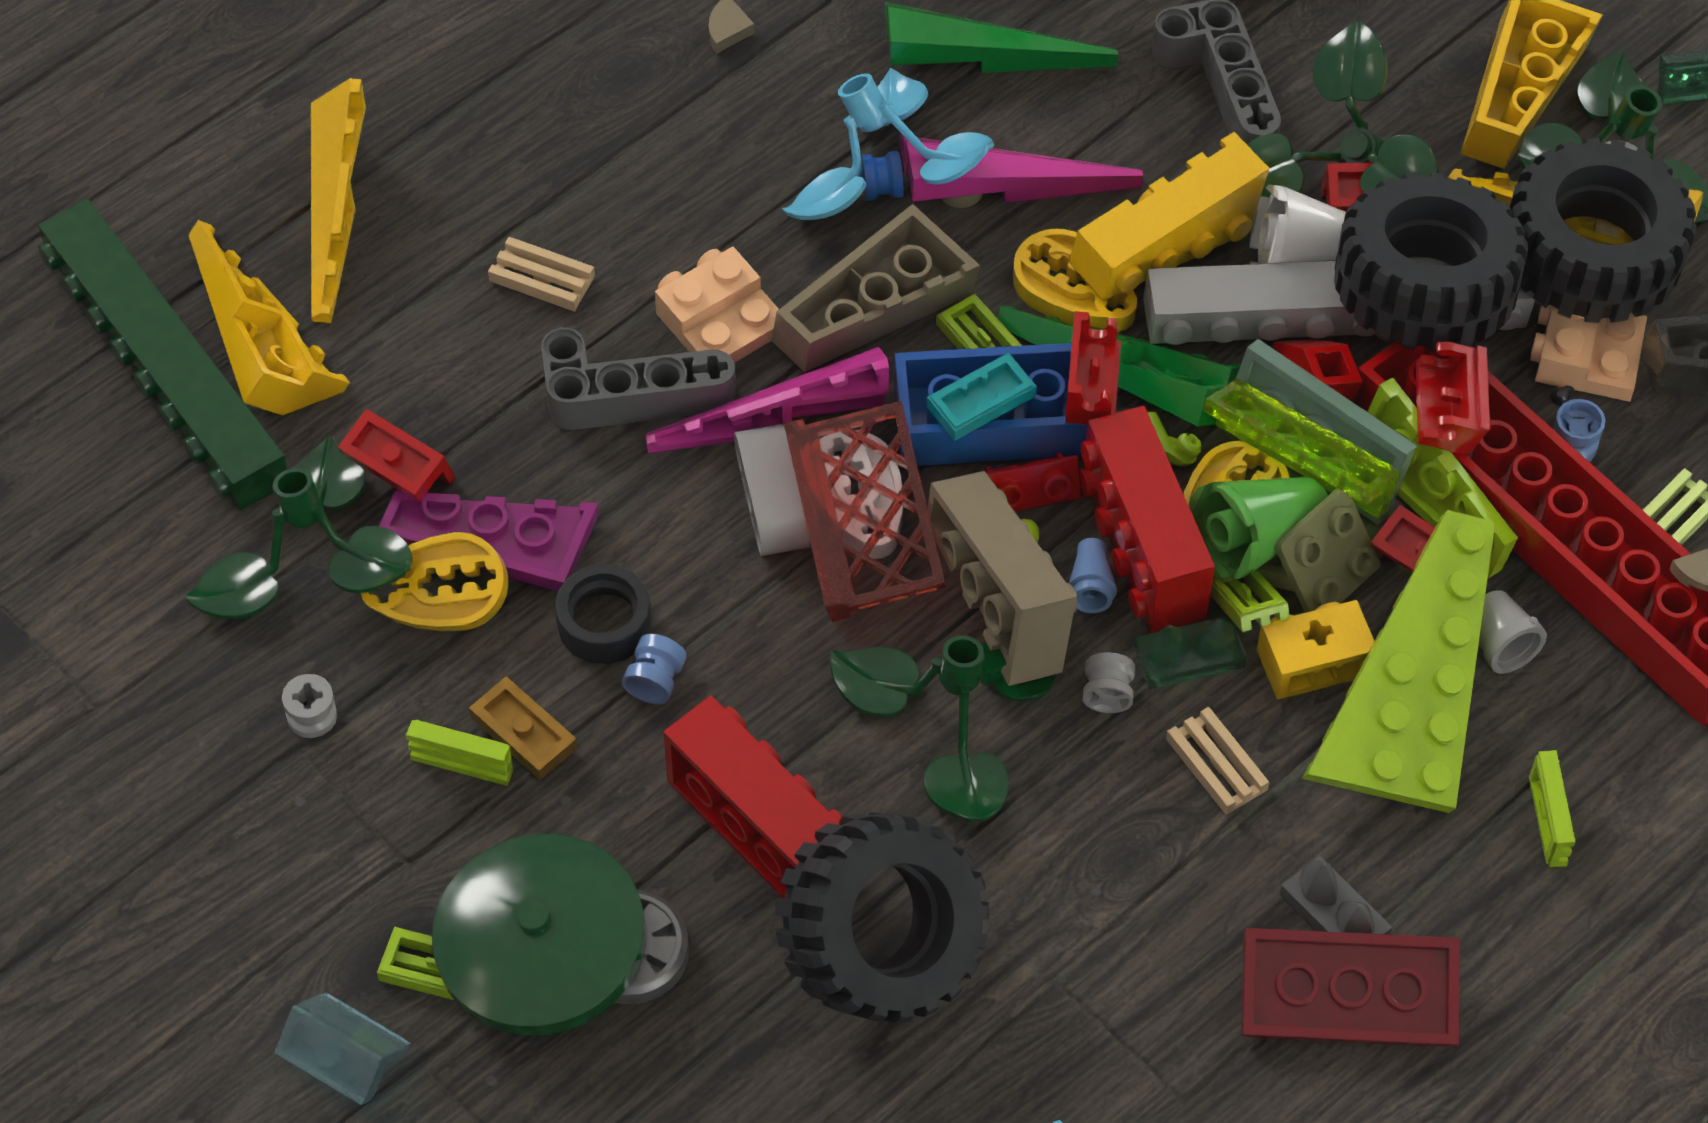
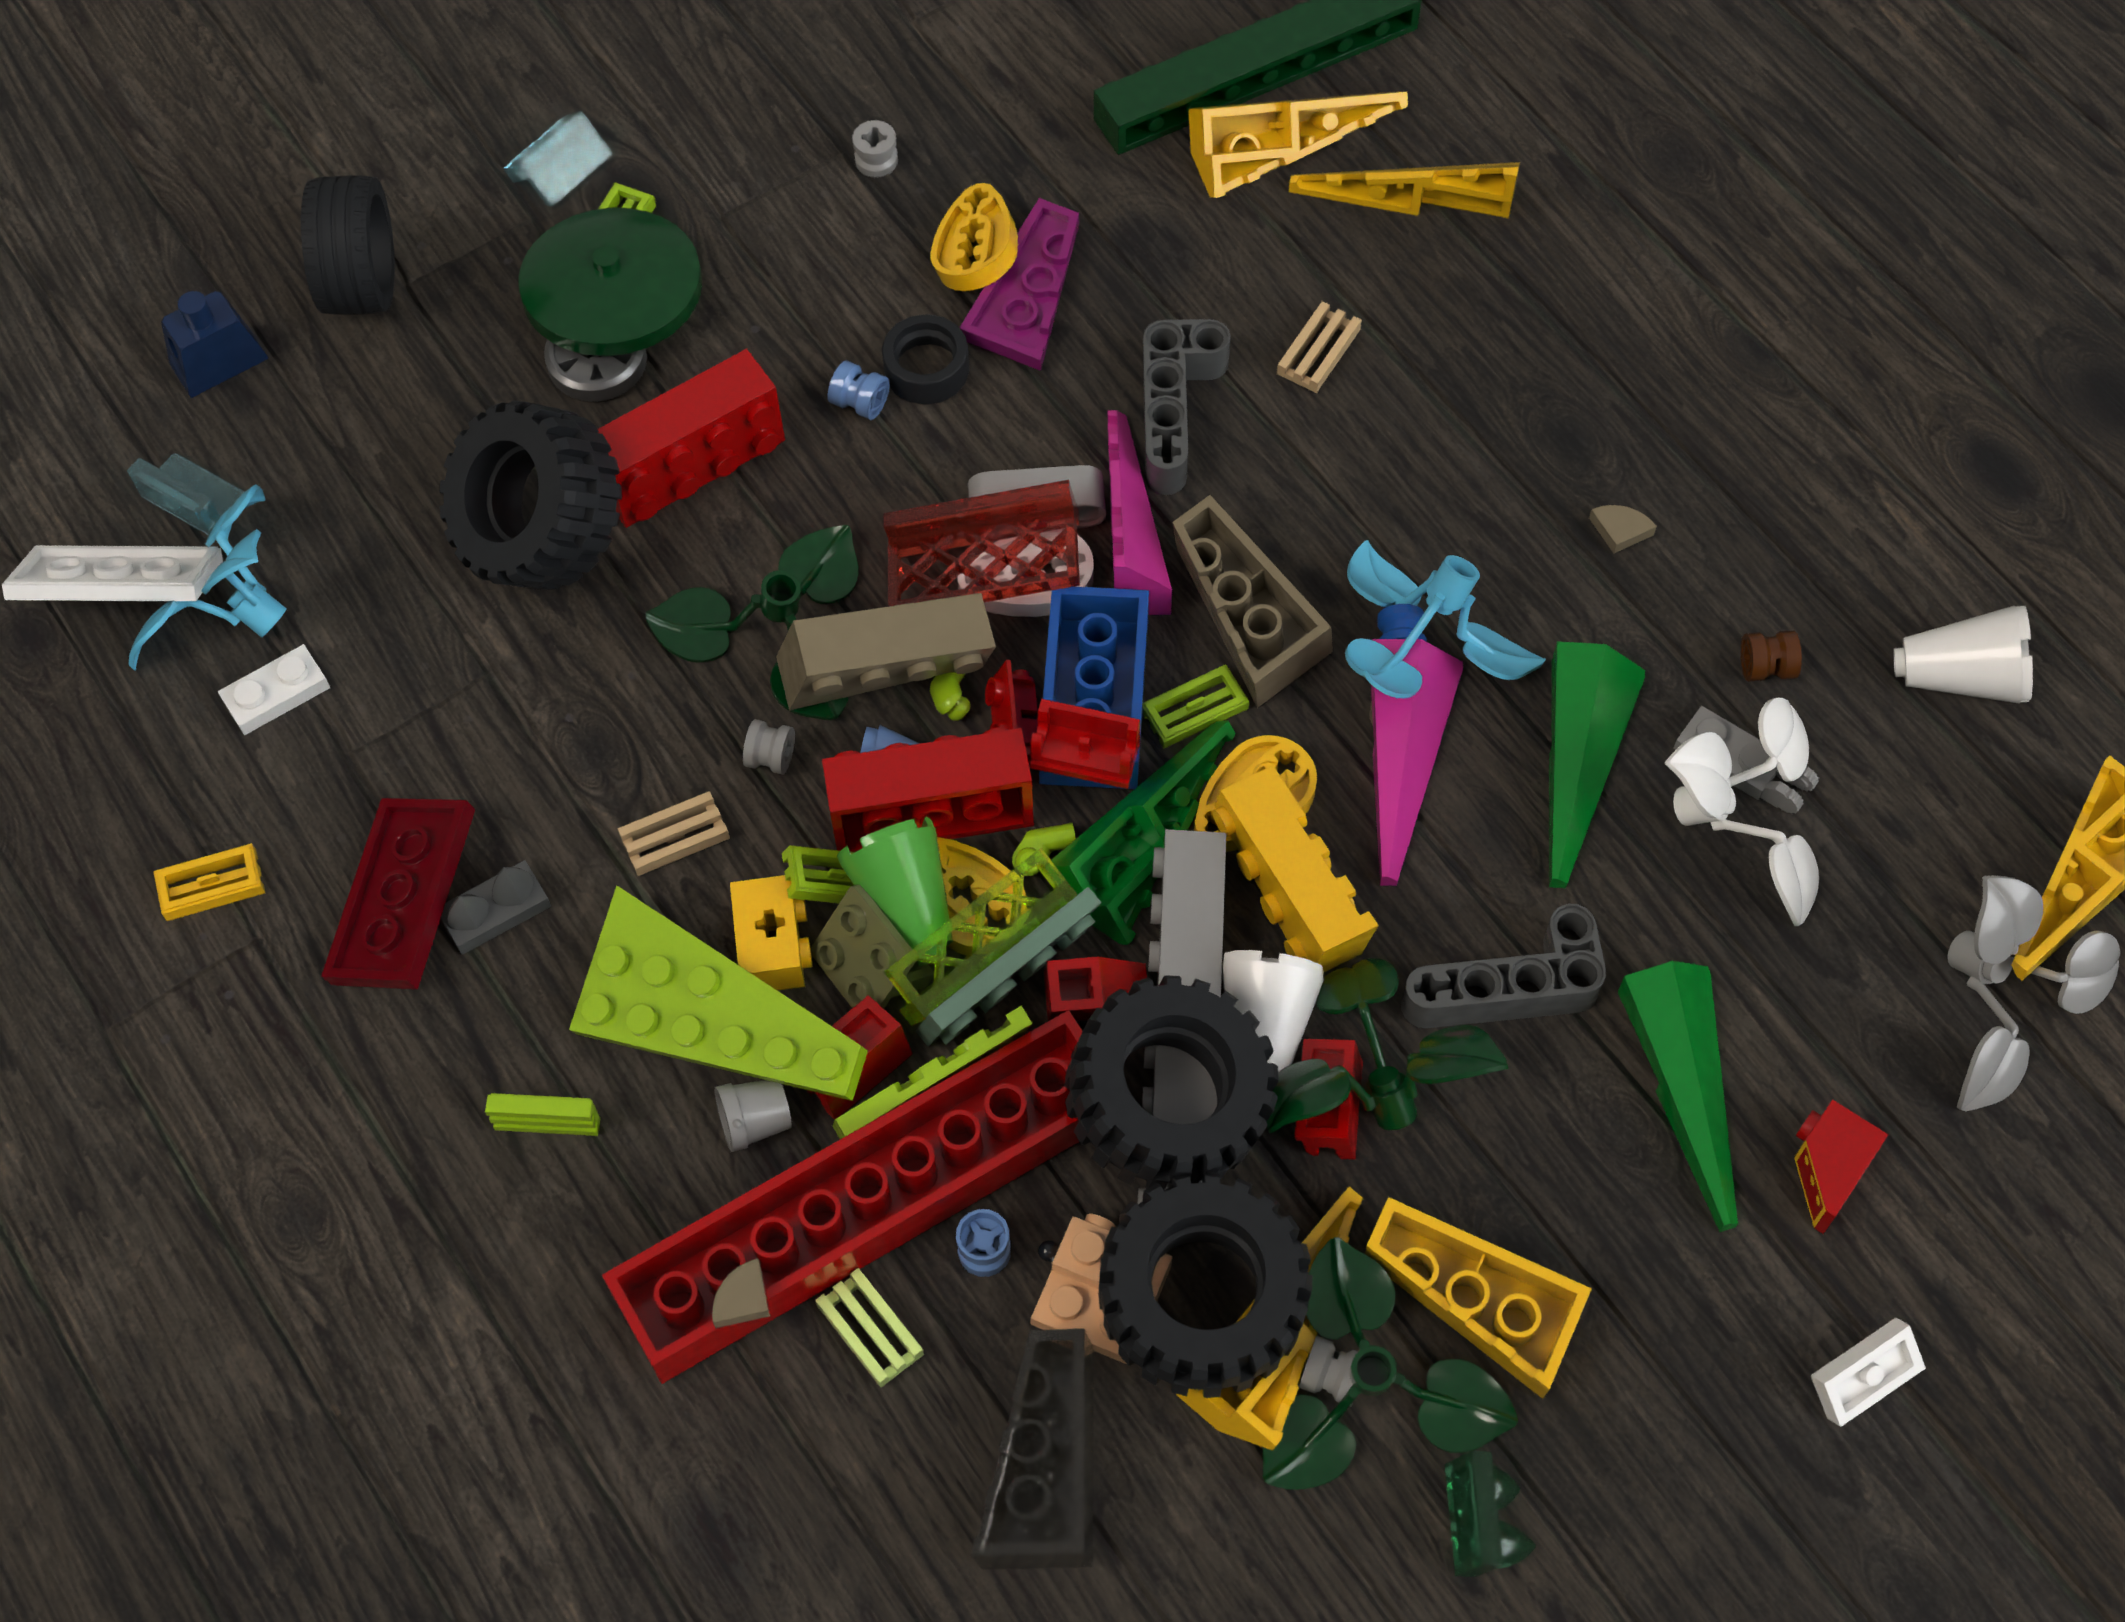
camera: 100 degrees right, 5 degrees up
(324, 480) = (1009, 107): dark green plant -> none
(395, 456) = (1114, 215): red panel -> none
(460, 752) = (804, 245): lime tile -> none
(525, 726) = (821, 293): pearl gold plate -> none
(717, 305) = (1258, 478): light nougat plate -> none
(981, 396) = (1073, 646): teal plate -> none
(1190, 652) = (795, 819): clear green tile -> none
(1453, 398) = (995, 1074): red hinge -> none

